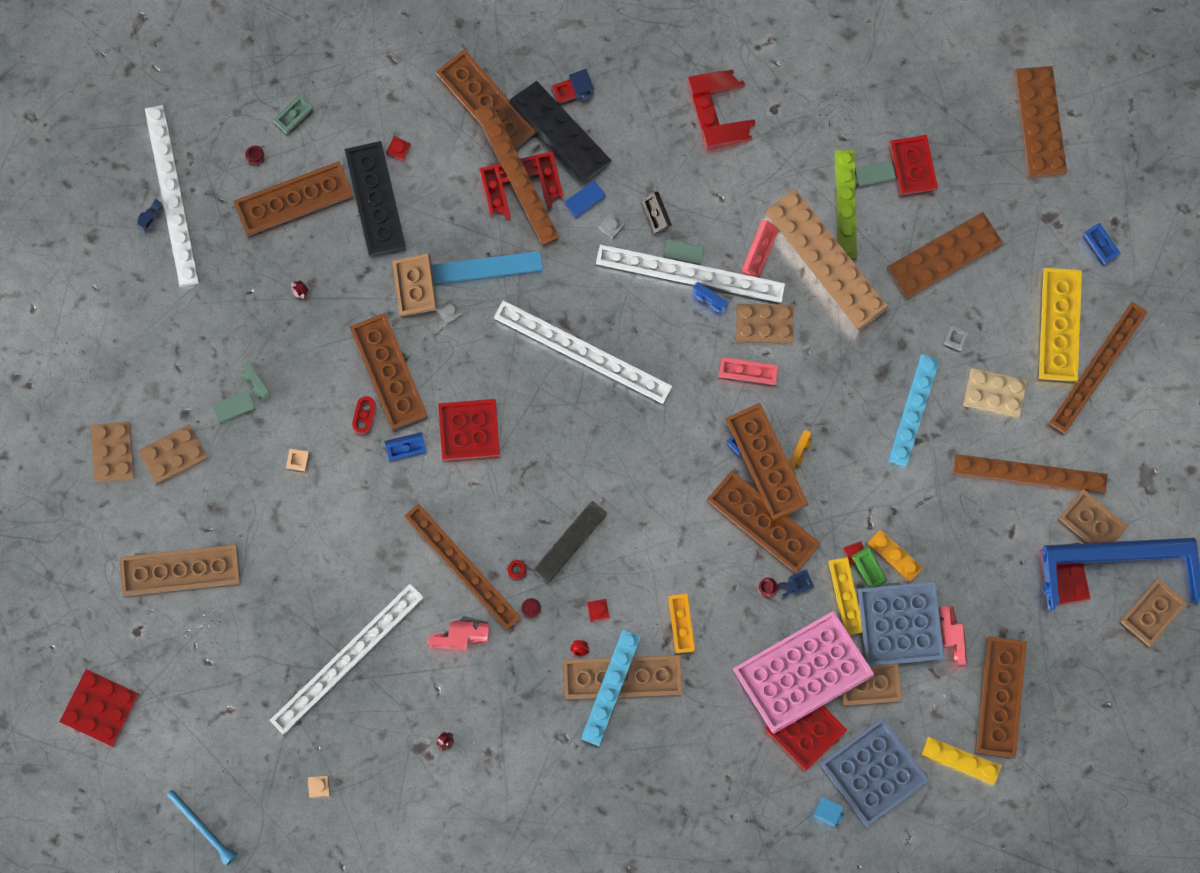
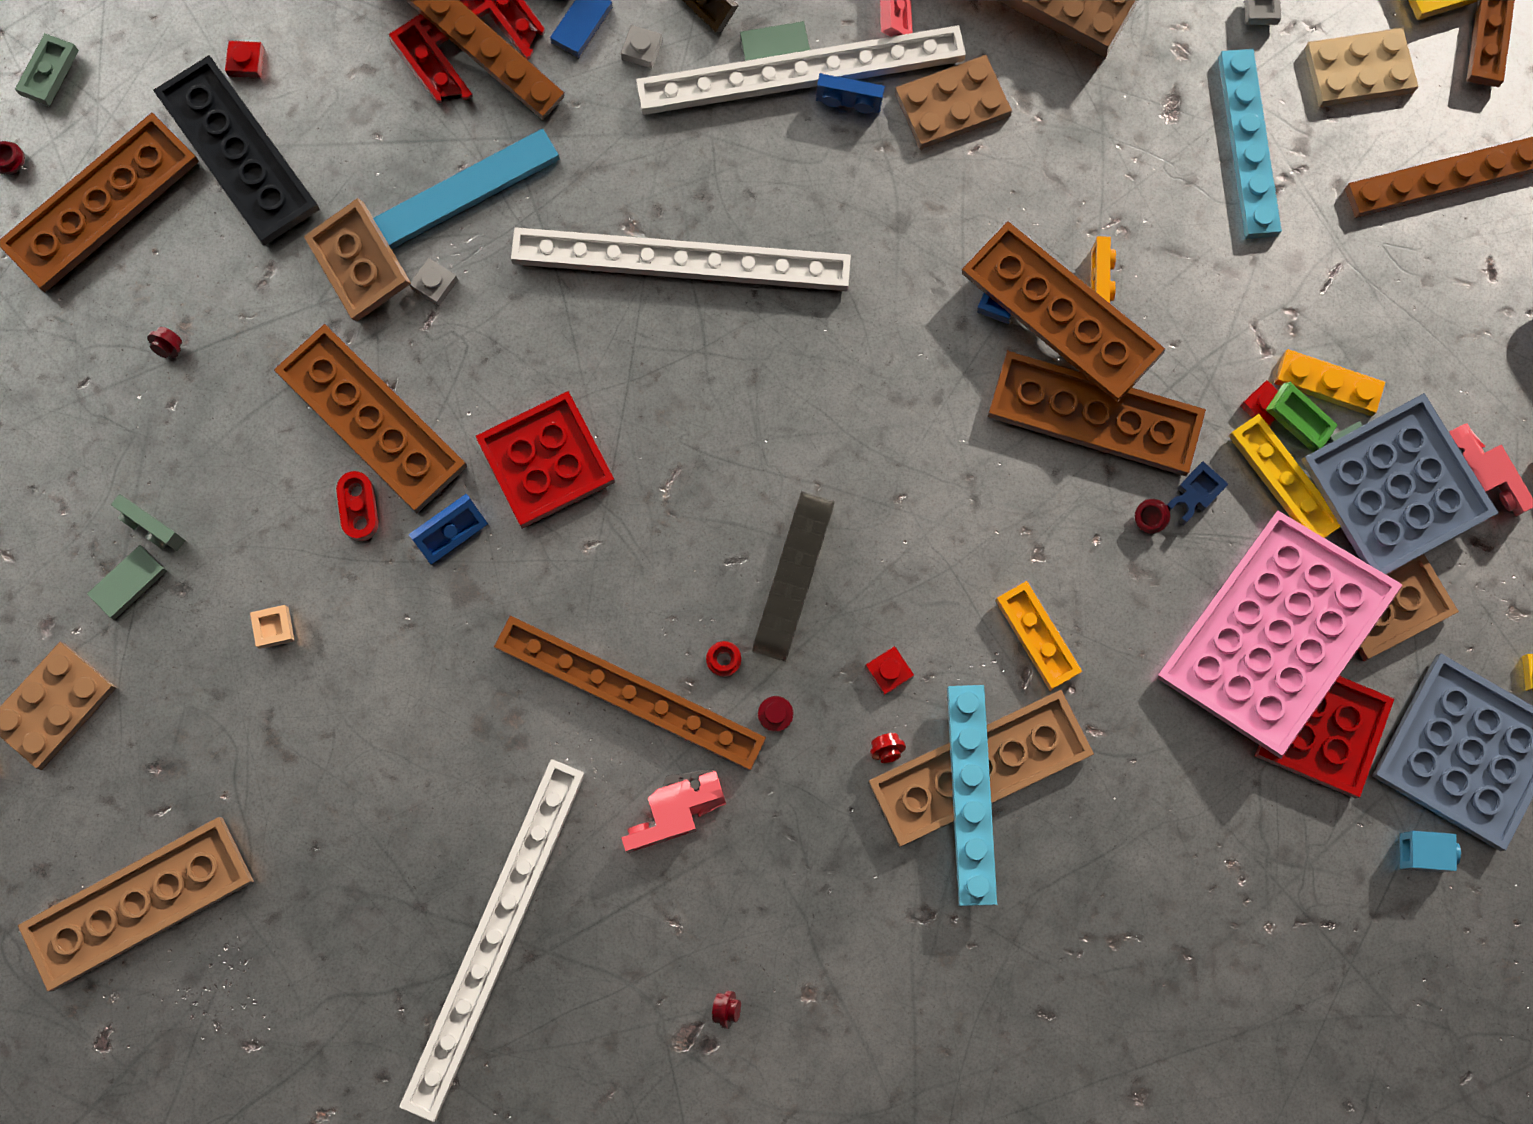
camera: 20 degrees left, 0 degrees up
(748, 371) = (961, 184): coral plate -> none

